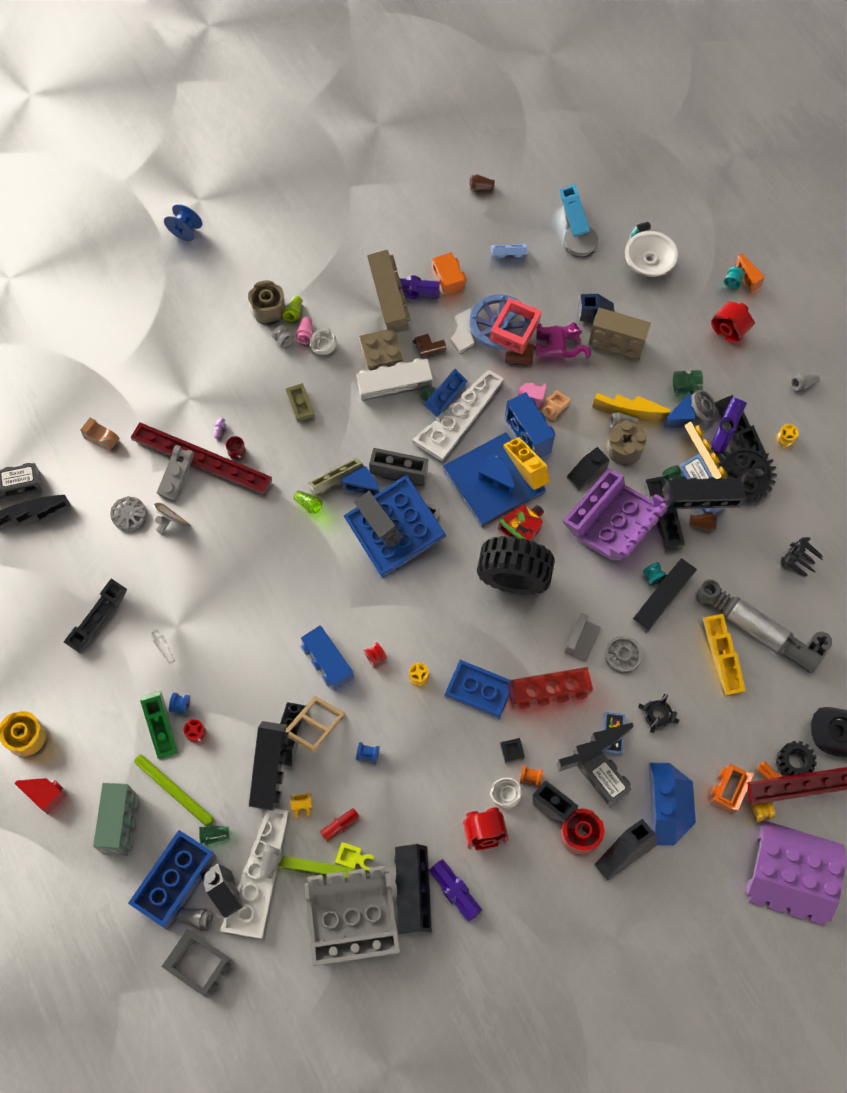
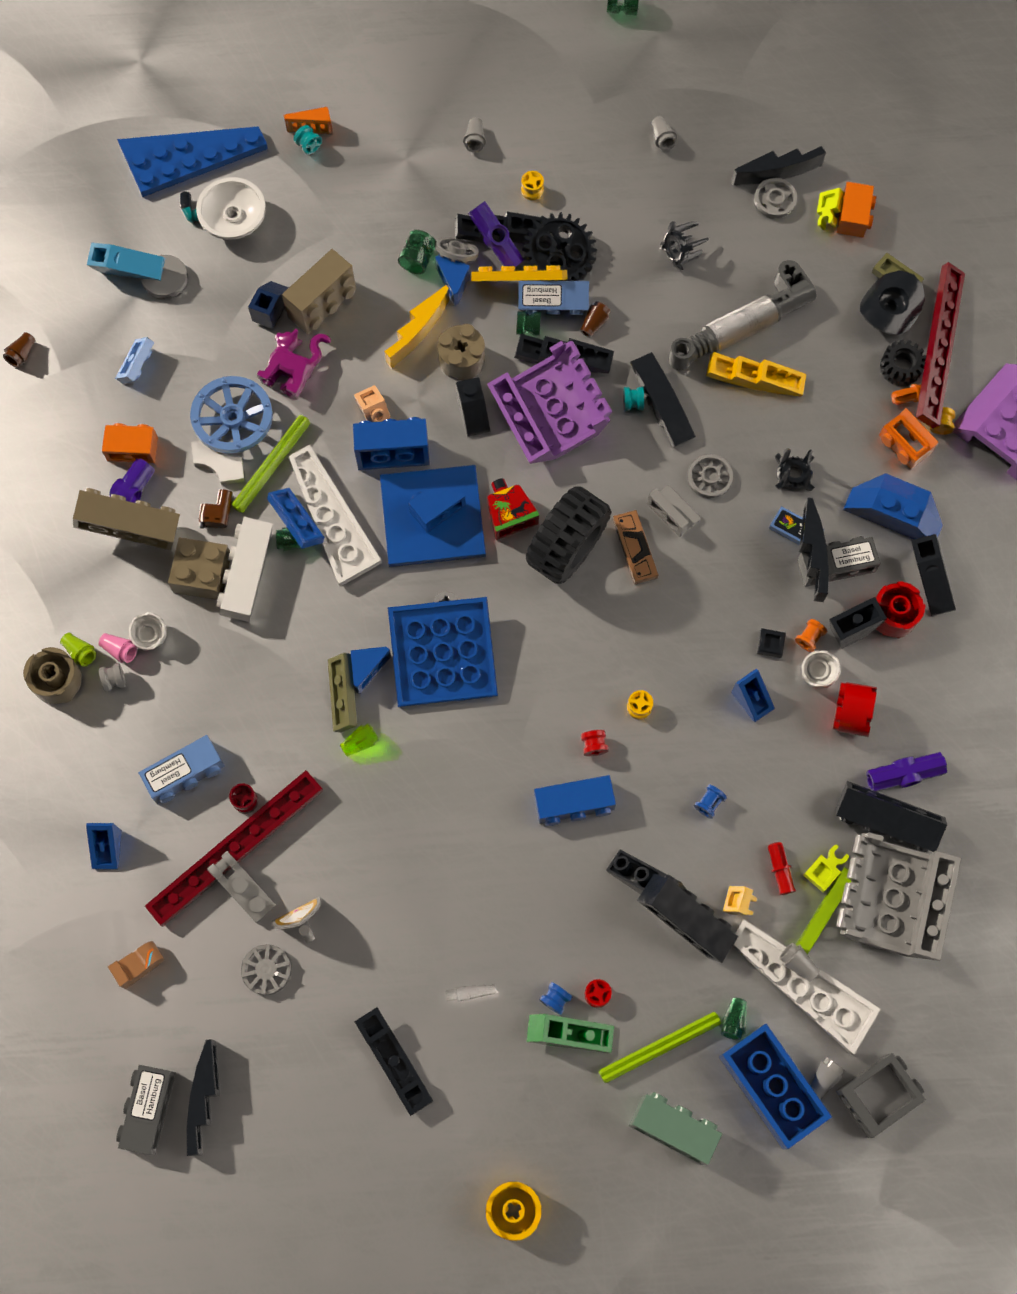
camera: 65 degrees left, 5 degrees up
(42, 792) = (598, 1212): red slope -> none
(170, 381) = (104, 845): none -> blue slope
(220, 426) = (200, 807): lavender piece -> none
(222, 889) = (810, 1031): black slope -> none
(239, 404) = (182, 770): none -> medium blue brick
(300, 402) = (217, 695): olive plate -> none
(327, 731) = (652, 846): tan window -> none
(378, 519) = (437, 662): dark grey window -> none
(397, 465) = (368, 613): dark grey brick -> none
(462, 751) = (753, 695): none -> blue slope
(478, 362) = (270, 464): none -> lime axle
(478, 689) = (684, 646): blue tile -> none
(509, 339) = (266, 414): coral window -> none
(525, 358) = (288, 410): reddish brown piece -> none
(528, 463) = (435, 467): yellow slope -> none
(534, 391) = (343, 422): bright pink brick -> none
(539, 623) = (635, 547): none -> medium nougat tile
(578, 678) = (709, 602): clear red brick -> none
(618, 417) = (427, 346): light grey cone -> none
(673, 208) = (175, 158): none -> blue wing
(704, 493) = (575, 297): black brick -> none
(732, 321) = (367, 167): red brick -> none

